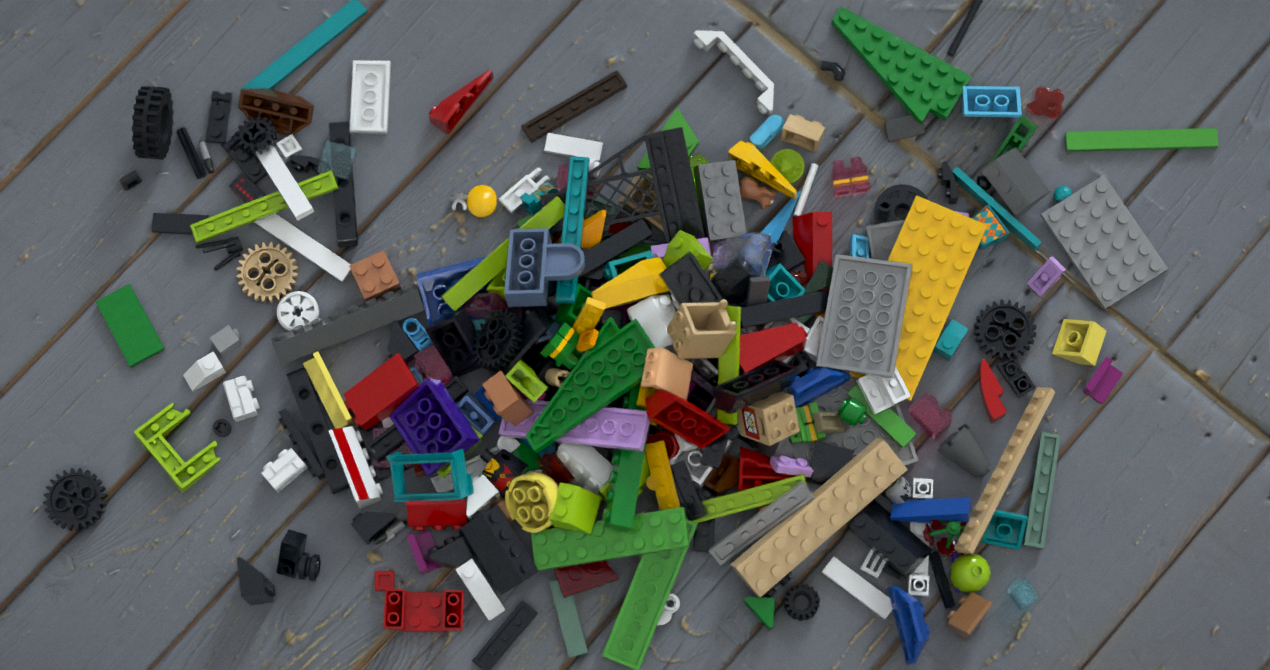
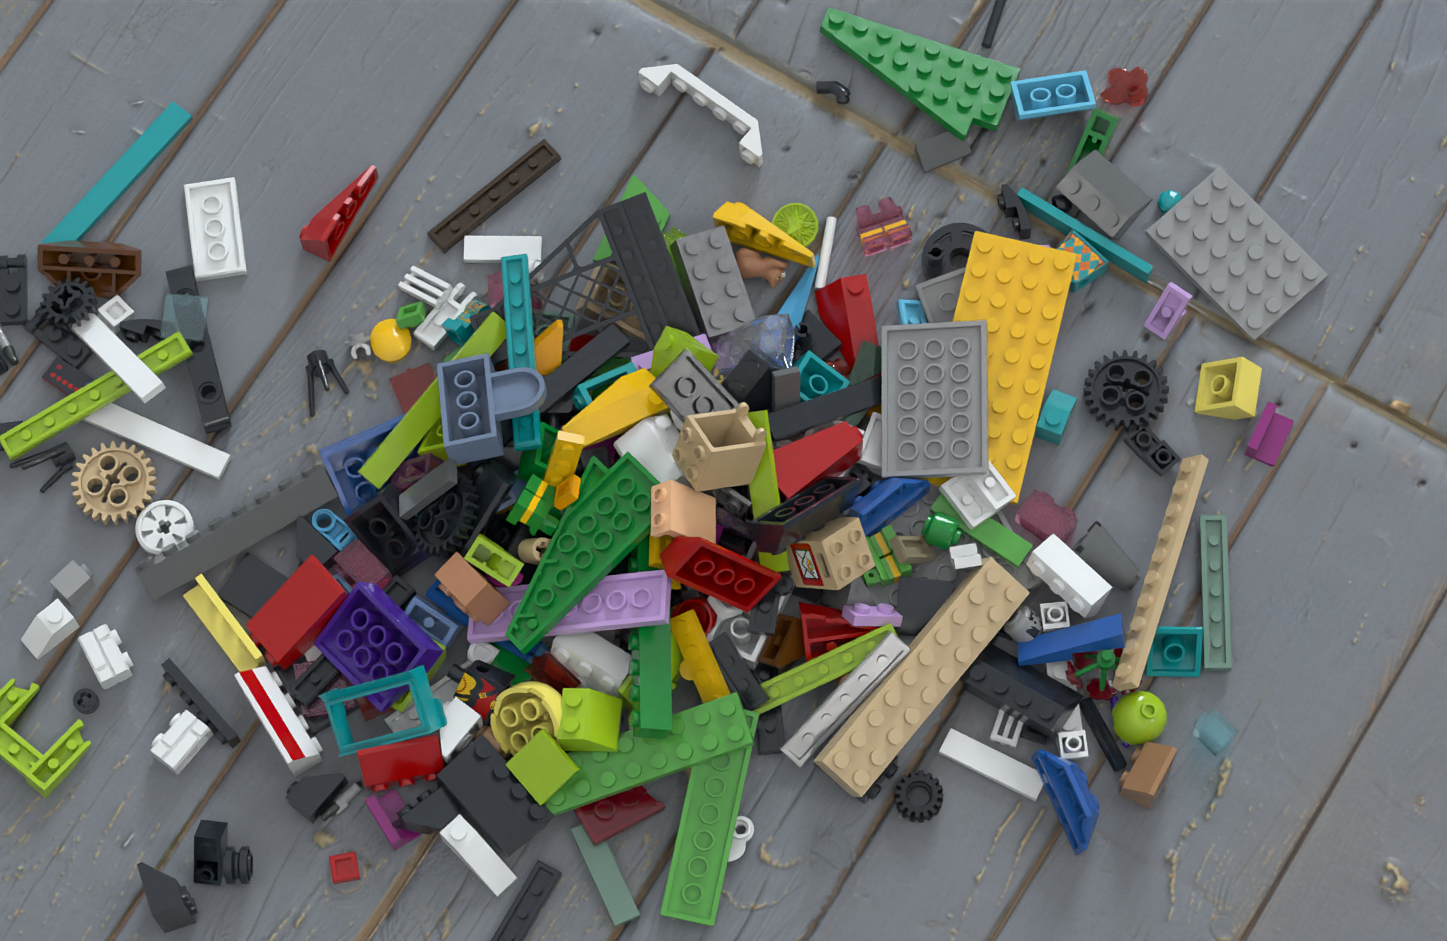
camera: 10 degrees left, 5 degrees down
(314, 418) = (229, 695): black beam -> none
(353, 364) = (251, 585): none -> black tile
(375, 276) = (262, 462): nougat brick -> none
(423, 611) = (405, 897): red slope -> none
(427, 210) = (320, 366): none -> black plant
(488, 320) = (428, 489): none -> dark grey tile
(492, 237) = (411, 385): none -> clear red piece
(499, 185) = (411, 315): none -> bright green plate
(504, 158) = (412, 279): none -> white tile
(536, 536) = (542, 766): none -> lime tile
(762, 608) = (867, 814): green slope -> none
(767, 131) = (760, 185): medium azure arm -> none
(803, 133) = (808, 179): tan slope -> none
(865, 434) = (964, 556): none -> white slope
(938, 462) = (1069, 576): none -> white slope
(990, 393) = (1122, 476): red slope -> none
(1141, 139) = (1260, 114): bright green tile -> none

